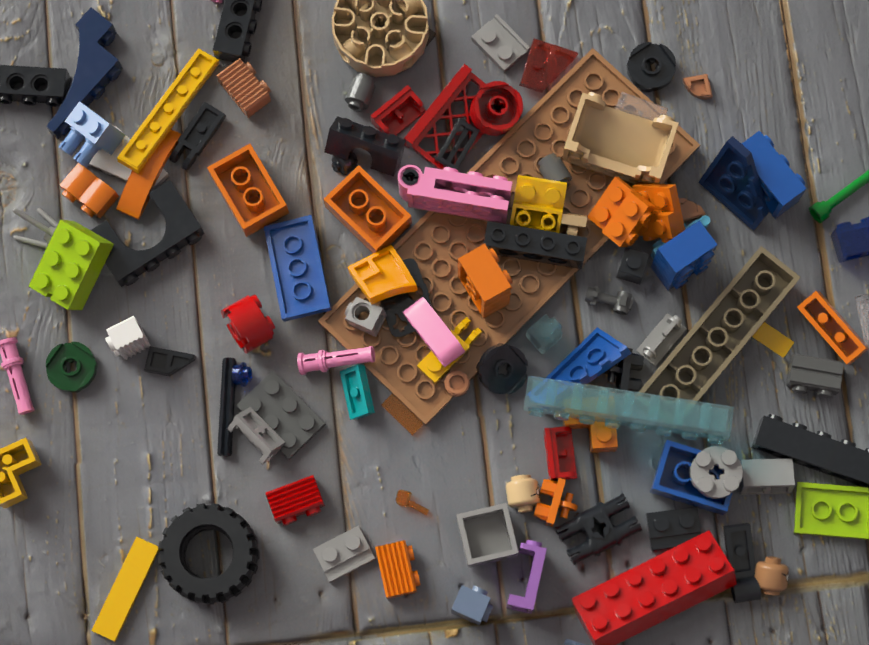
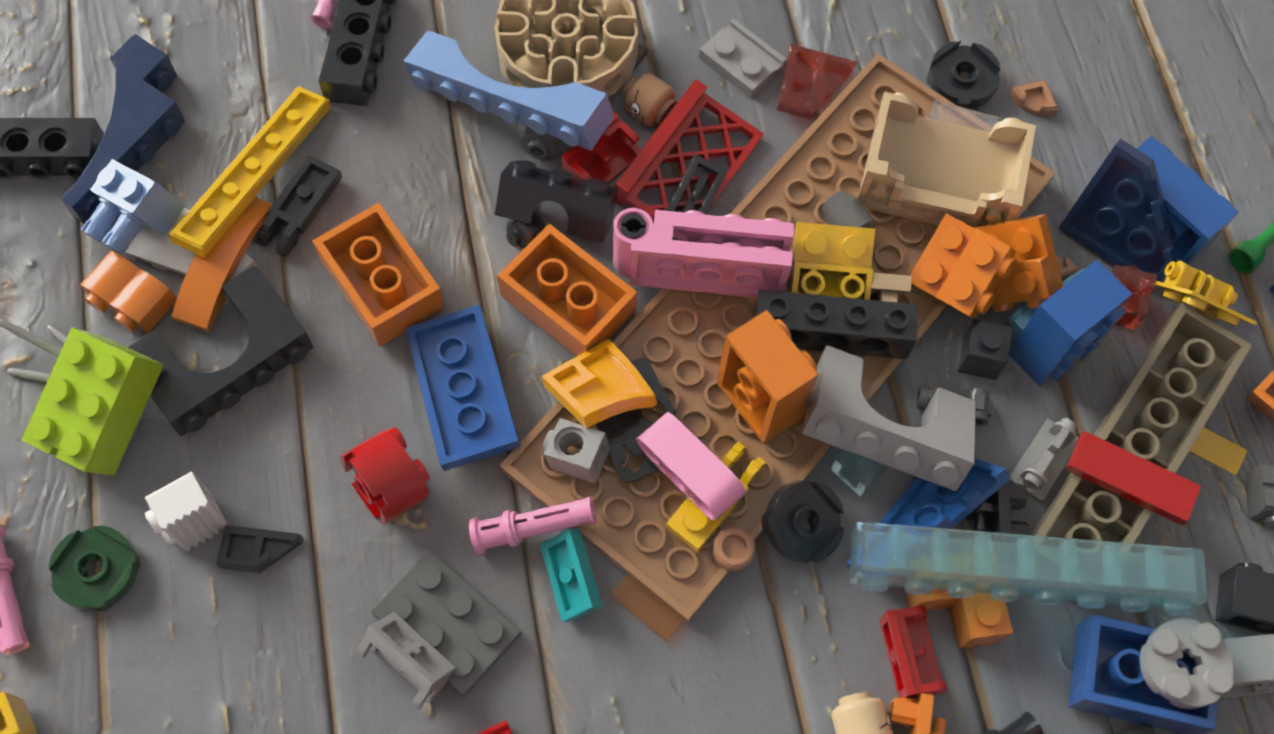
camera: 10 degrees left, 10 degrees down
(226, 408) = (355, 616): black axle -> none
(241, 374) = (378, 560): clear blue plate -> none
(244, 87) = (368, 133): nougat brick -> none
(375, 87) = (566, 111): none -> medium blue arch
(433, 73) = (648, 99): none -> medium nougat head
(504, 98) = (749, 135): red brick -> none
(531, 311) = (842, 417): none -> light grey arch
(705, 358) = (1133, 478): none -> red tile
(732, 234) = (1141, 286): none -> clear red brick
(778, 239) = (1202, 292): none -> yellow hinge

